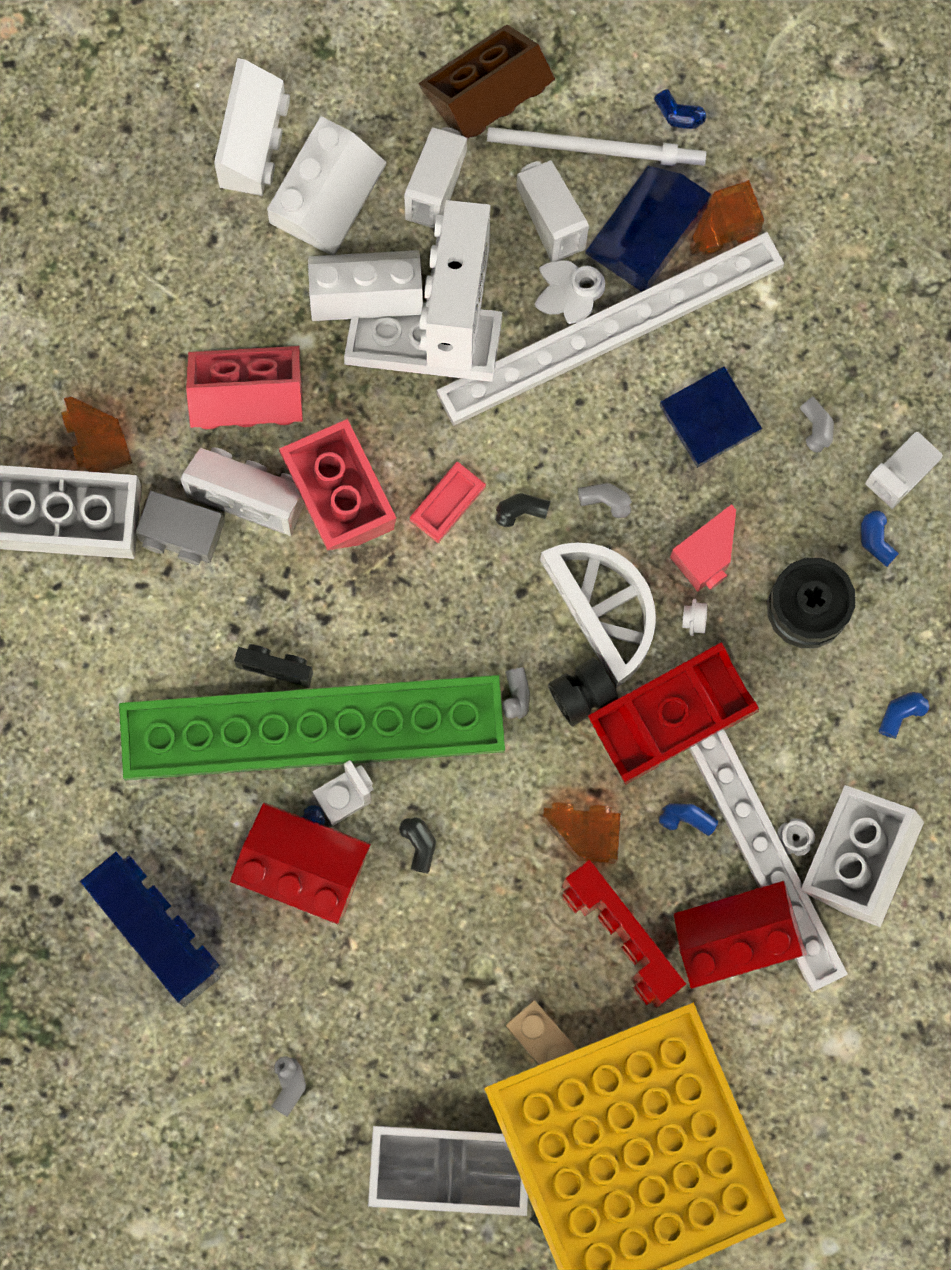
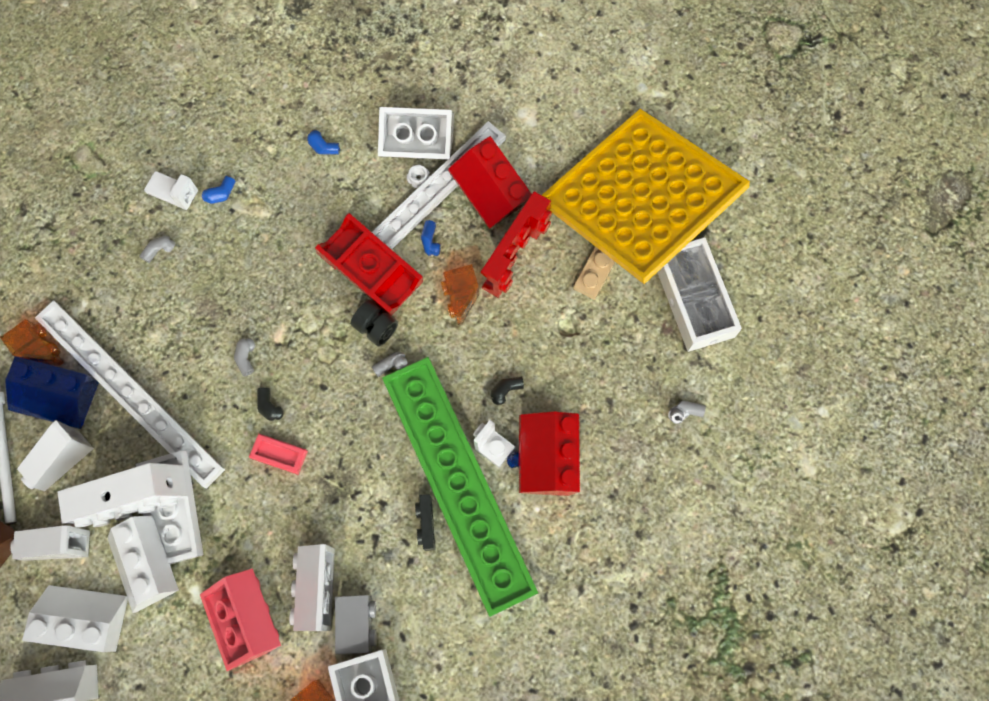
camera: 105 degrees left, 5 degrees down
(150, 930) = (631, 531): clear blue brick -> none
(339, 487) = (289, 523): coral slope -> none
(566, 291) = (109, 431): white plate -> none
(587, 617) = (323, 339): white window -> none
(695, 617) = (303, 276): white plate -> none
(707, 551) = (258, 281): coral slope -> none
(710, 417) = (170, 312): clear blue plate -> none
(815, 581) = (272, 211): pearl dark grey wheel -> none

